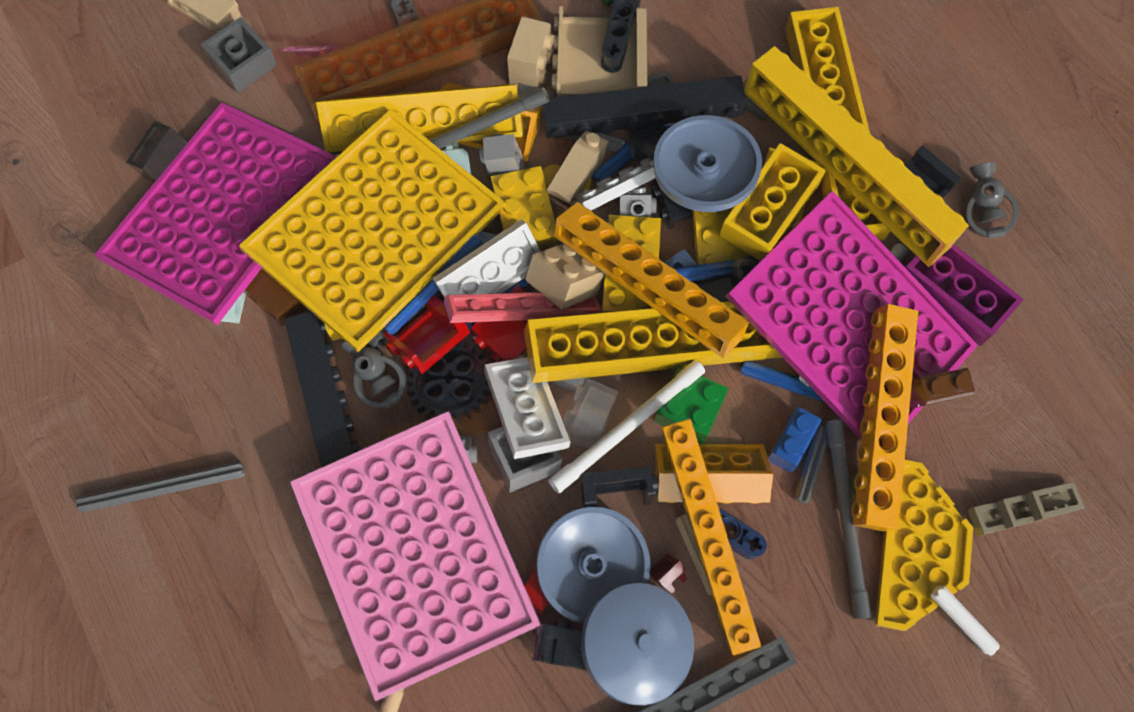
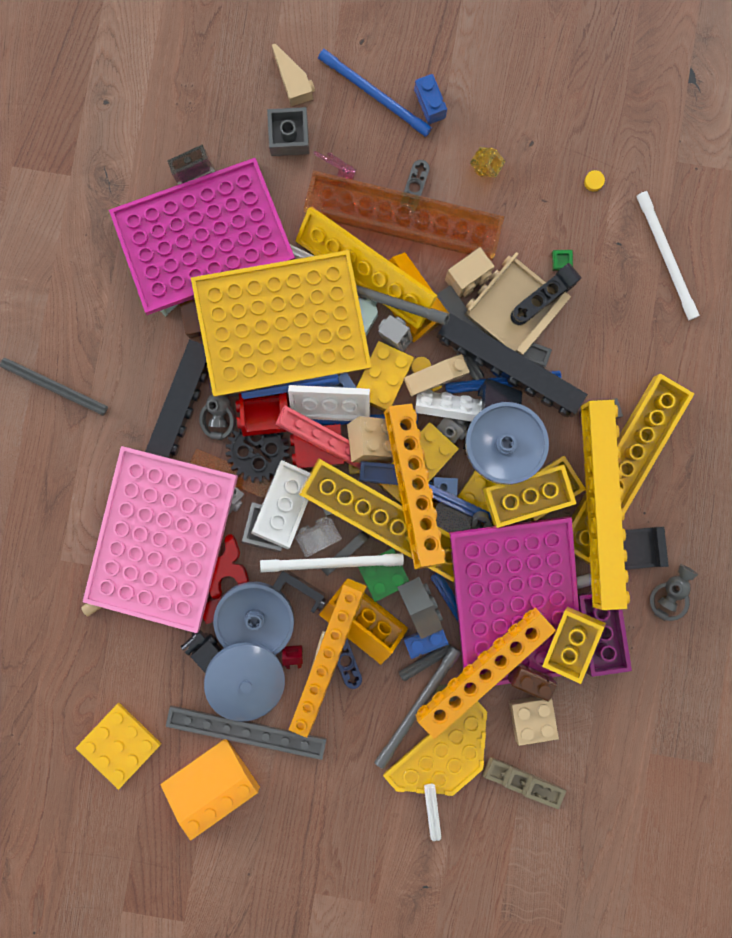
camera: 40 degrees right, 15 degrees up
(515, 530) = (226, 566): none -> red piece
(601, 297) = (378, 473): none -> dark blue tile
(633, 402) = (349, 549): none -> dark grey beam
(760, 402) = (421, 607): none -> dark grey brick
(948, 312) = (574, 644): none -> yellow brick
(975, 433) = (533, 720): none -> tan brick

